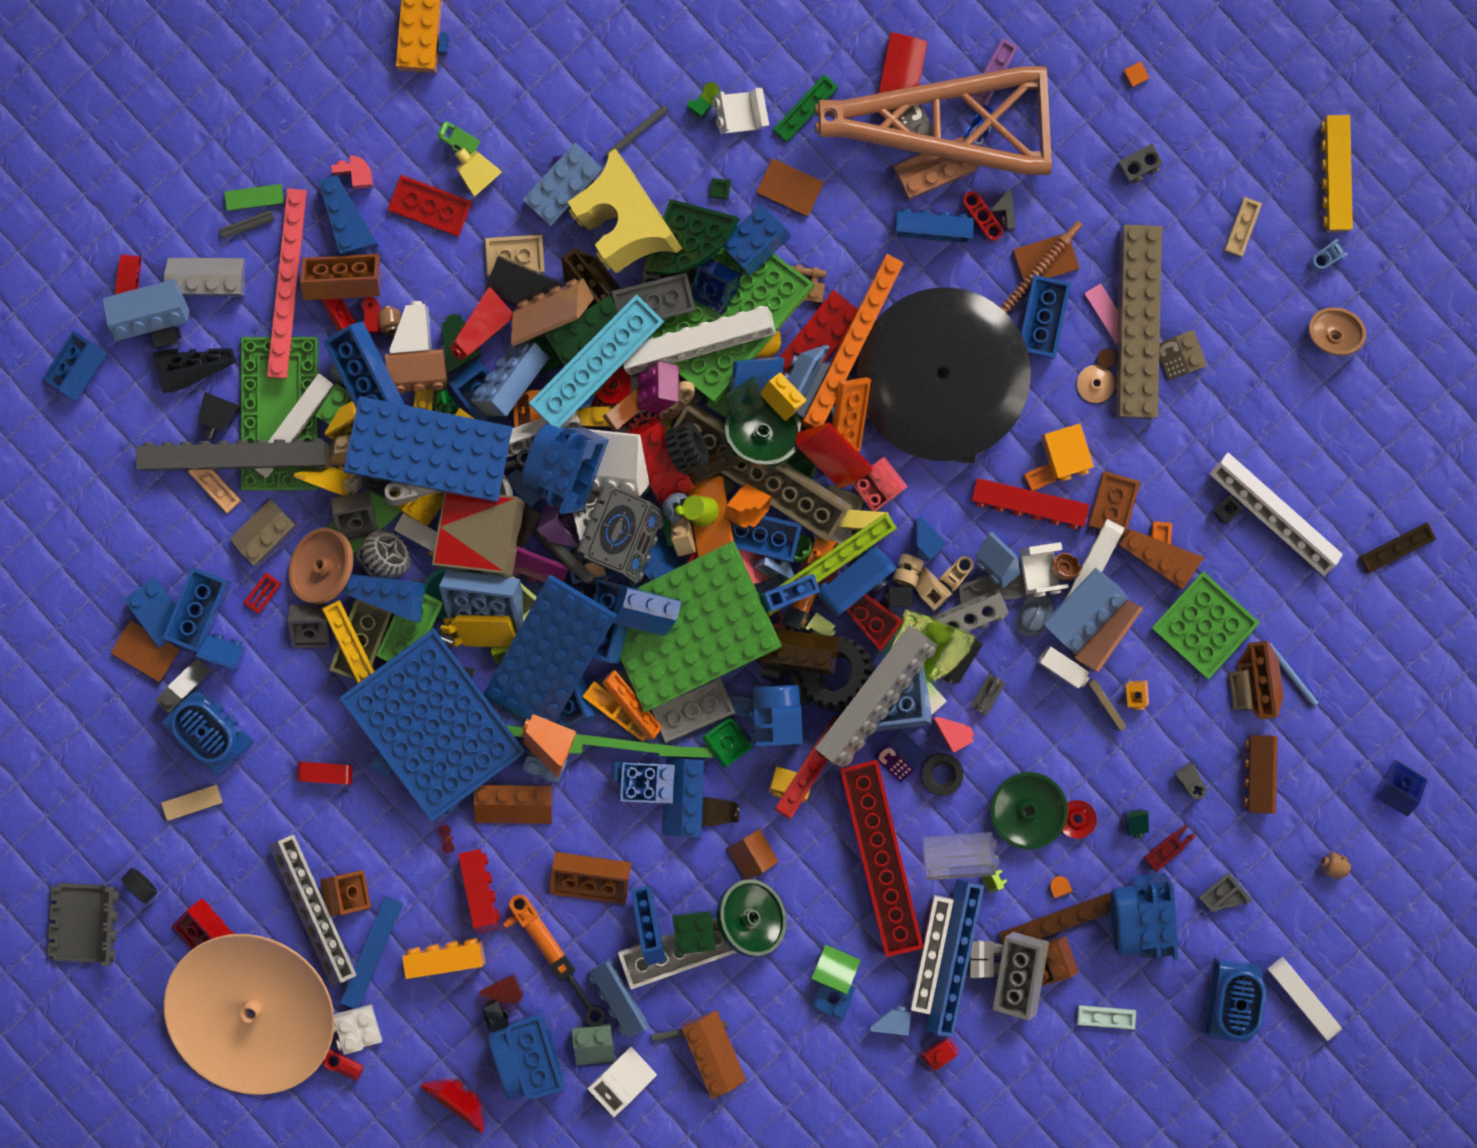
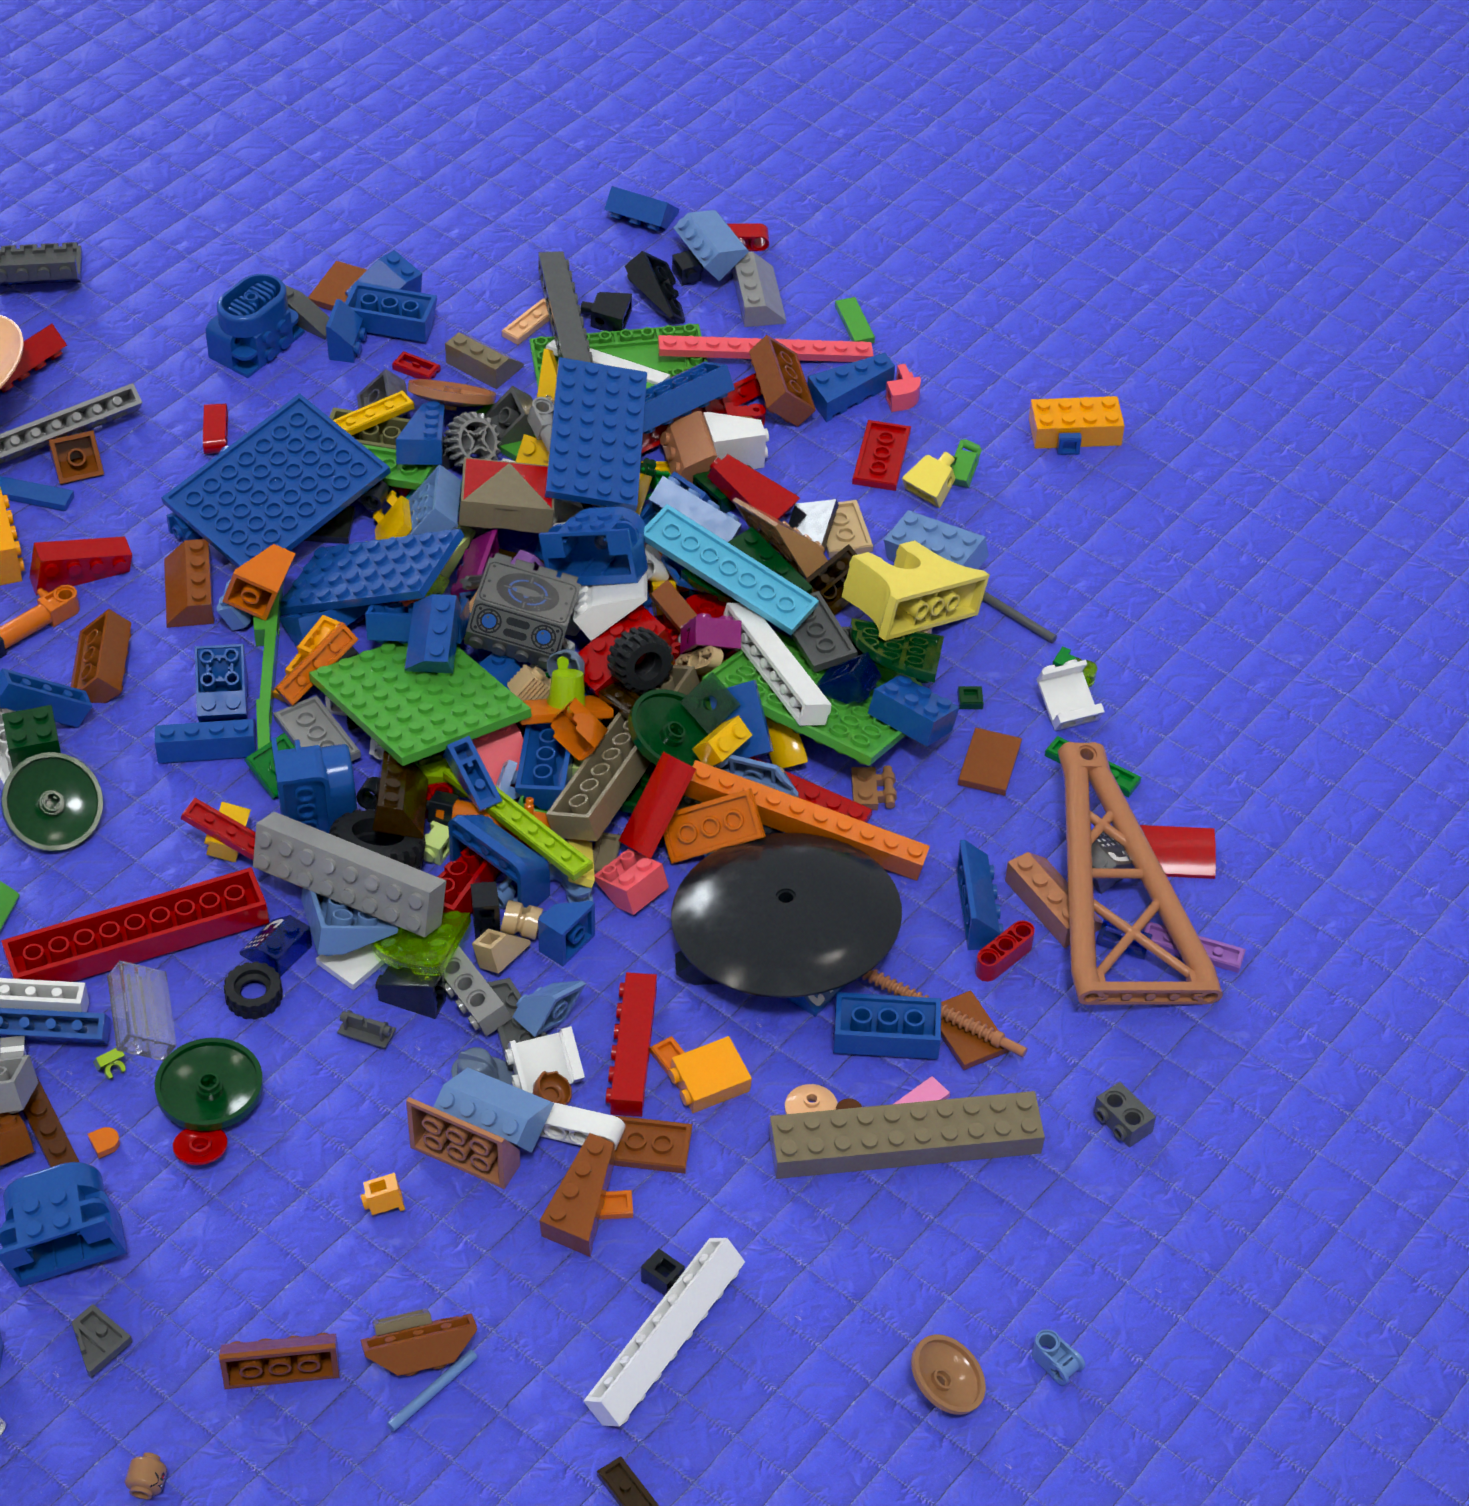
camera: 85 degrees right, 40 degrees down
(139, 885) = (71, 291): black tyre -> none
(192, 802) = (175, 335): tan tile -> none
(246, 224) = (823, 318): dark grey axle -> none
(447, 846) = (130, 536): clear red piece -> none
(719, 811) = (190, 774): dark brown piece -> none
(752, 854) = (137, 812): dark orange slope -> none
(954, 733) = (308, 985): coral slope -> none
(956, 573) = (527, 974): tan piece -> none
(1005, 206) = (1023, 975): dark grey slope -> none
(1063, 668) = (416, 1080): white brick -> none
(1106, 704) = (364, 1161): dark tan tile -> none
(1136, 74) = (1245, 1101): orange tile -> none
(1137, 822) = (199, 1210): dark green slope -> none
(1167, 849) = (163, 1261): dark red hinge -> none
(1181, 355) = (873, 1196): dark tan slope -> none
(1188, 778) = (263, 1275): dark grey piece -> none
(1205, 625) = (491, 1269): bright green plate -> none
(1242, 227) = (1070, 1251): tan tile -> none
(1337, 173) = (1179, 1355): yellow brick -> none

